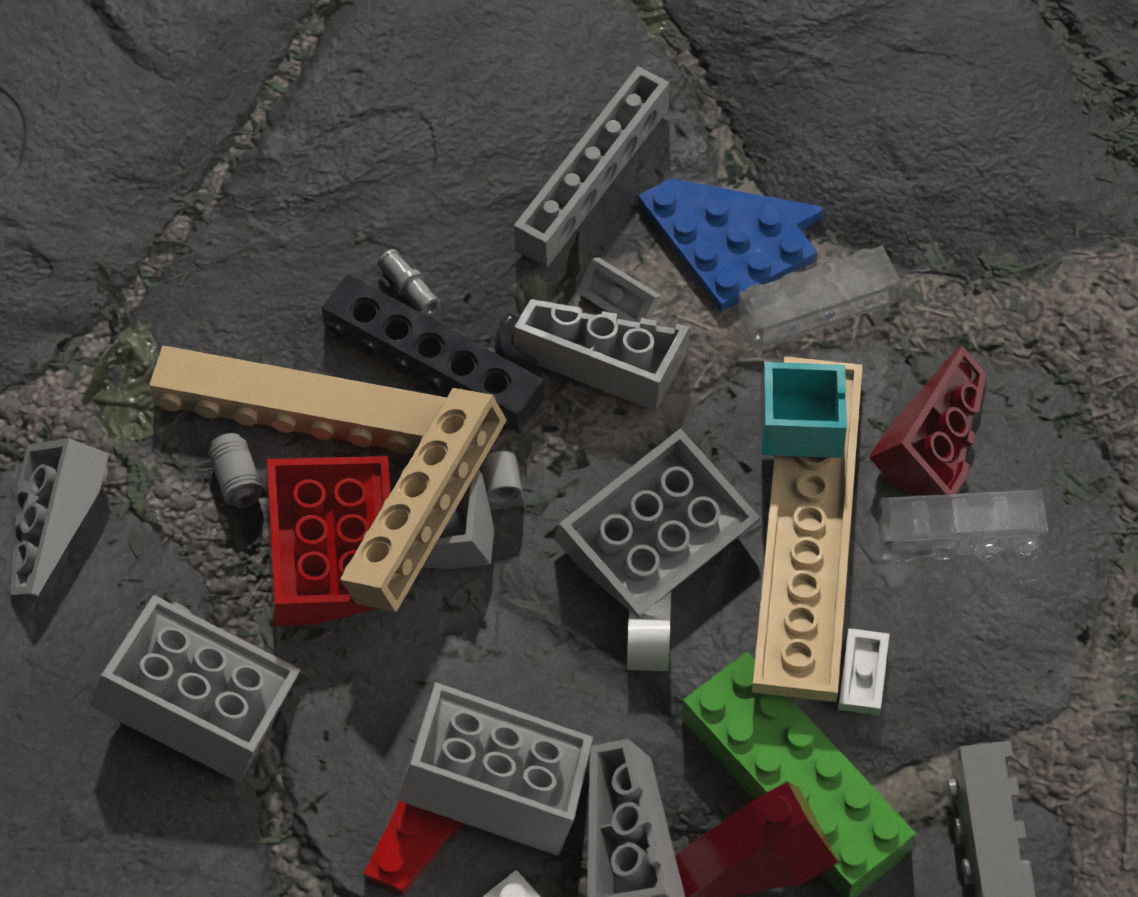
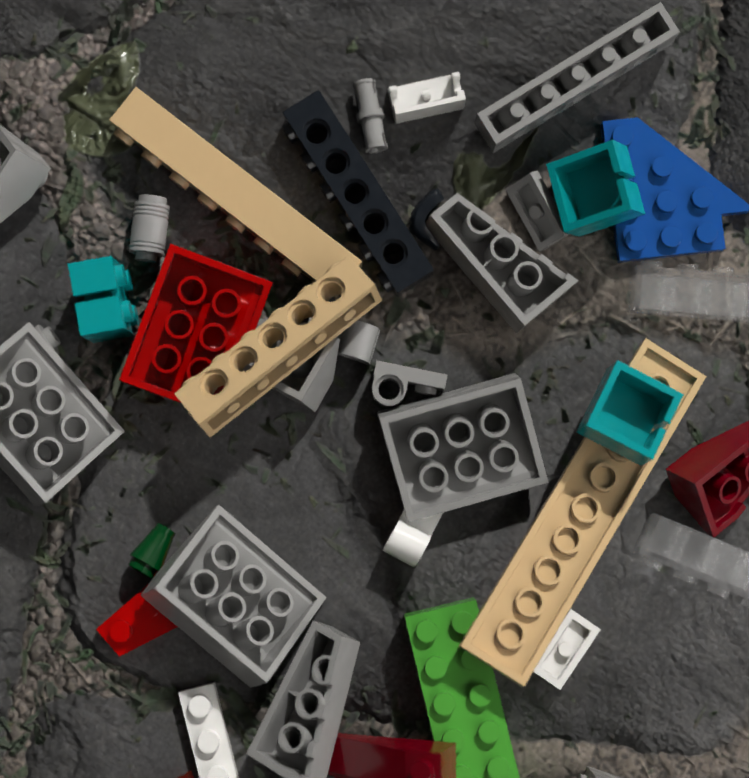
camera: 25 degrees right, 25 degrees up
(221, 546) = (106, 307): none -> teal piece
(385, 770) = (152, 551): none -> dark green cone
(457, 247) = (426, 98): none -> white hinge
(564, 493) = (424, 381): none -> light grey plate
(663, 244) = (595, 188): none -> teal piece

